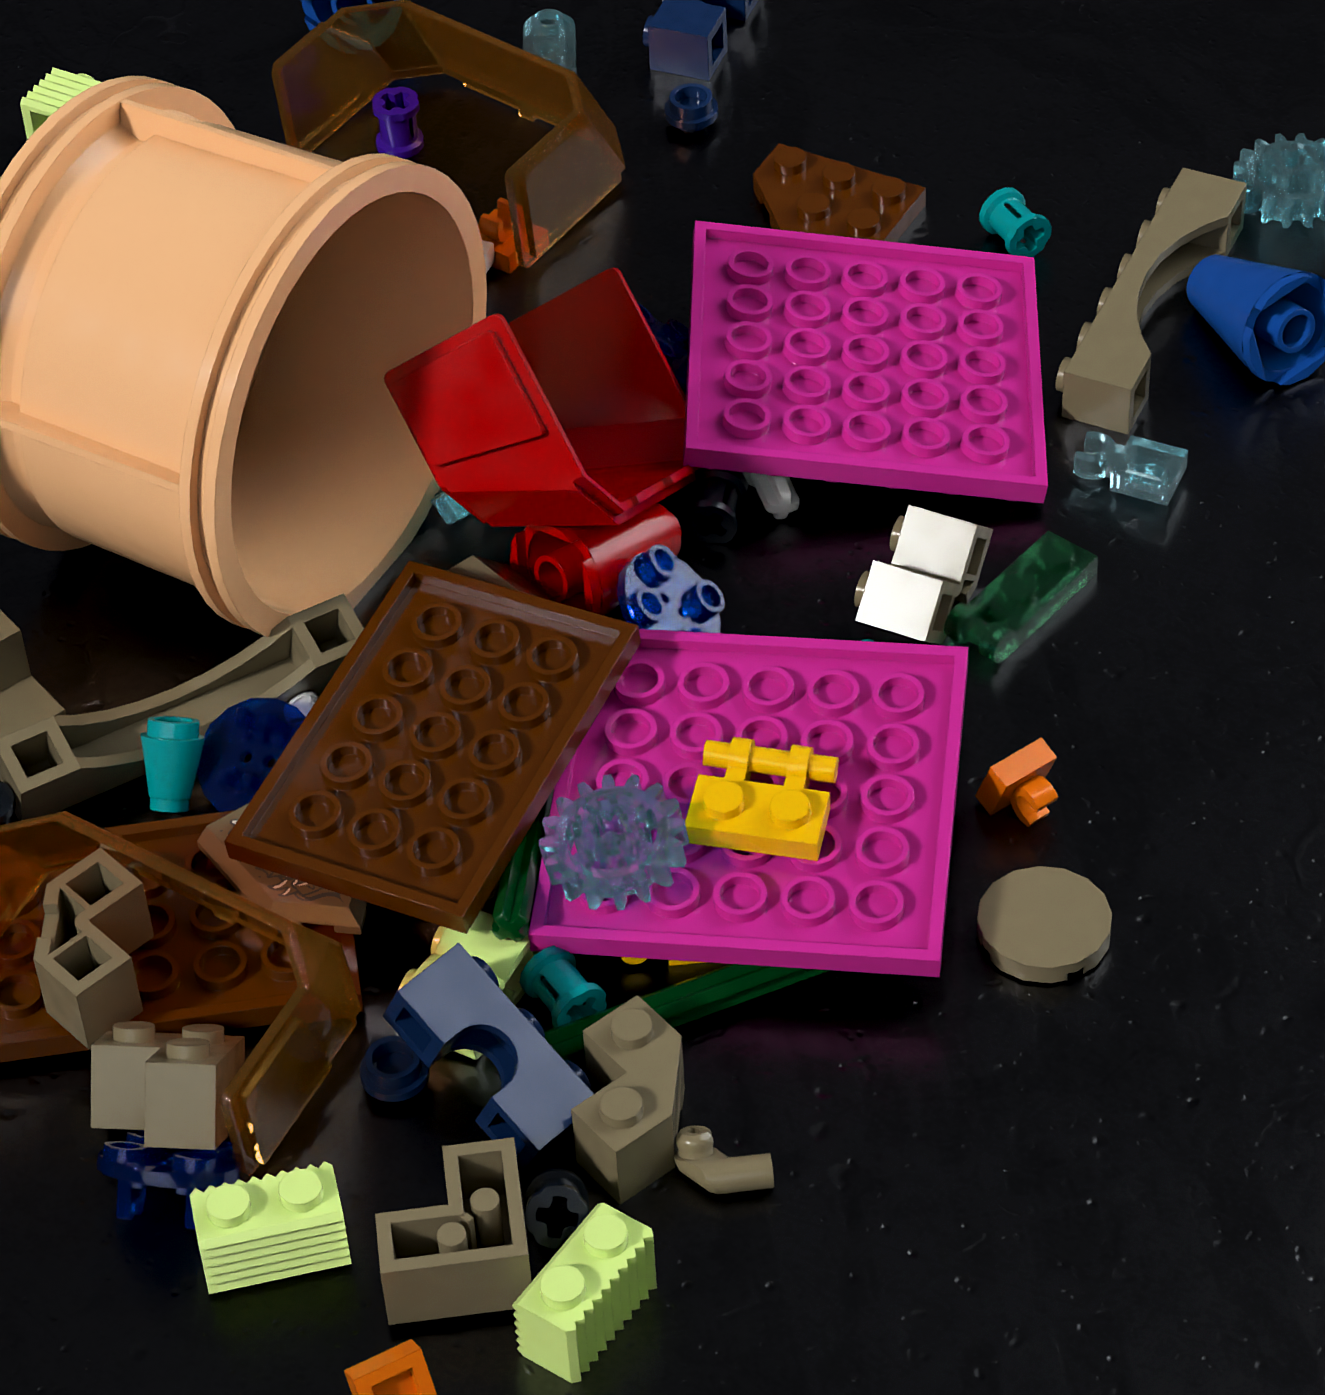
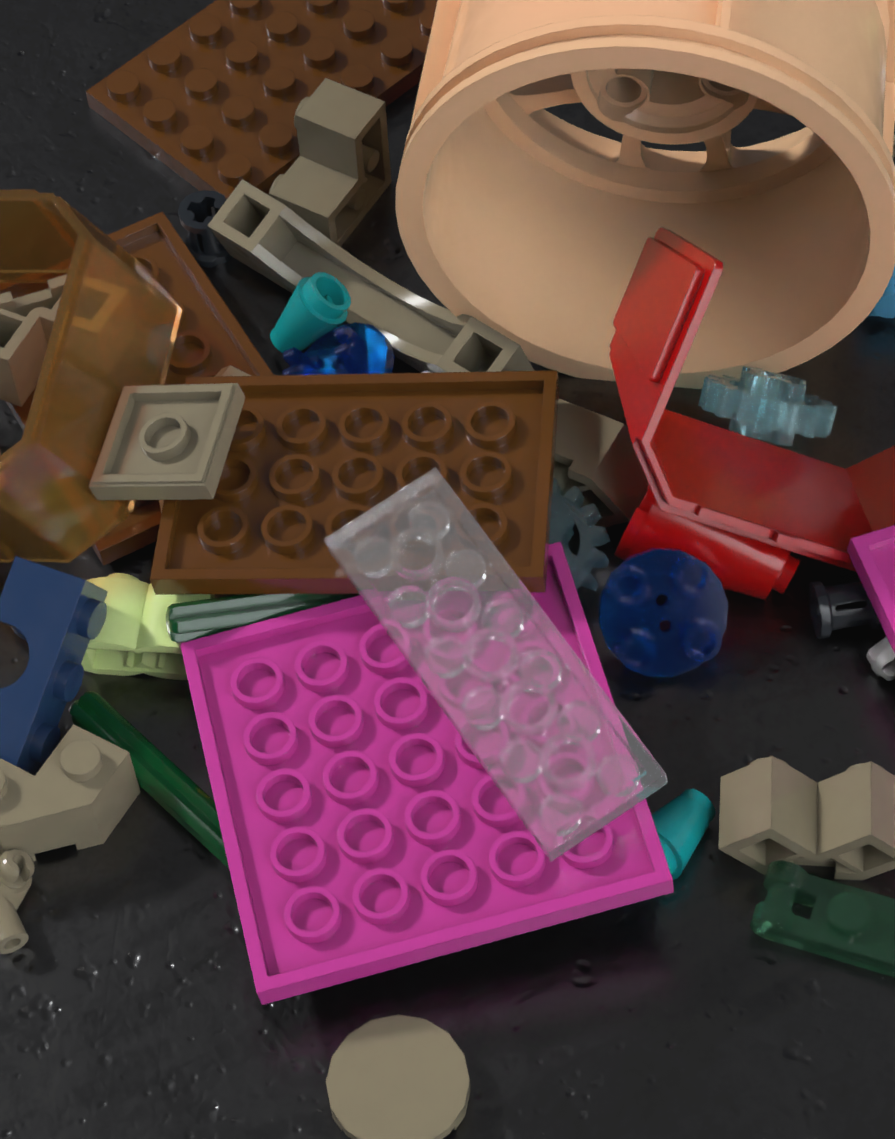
camera: 70 degrees right, 10 degrees up
(316, 855) = (167, 442): none -> dark tan plate
(562, 988) = (159, 702): teal bush -> none
(614, 842) = (276, 661): clear light blue gear -> none
(708, 677) = (496, 664): none -> clear plate
(756, 814) = (368, 768): yellow plate -> none
(1021, 782) = (566, 1004): orange tile -> none

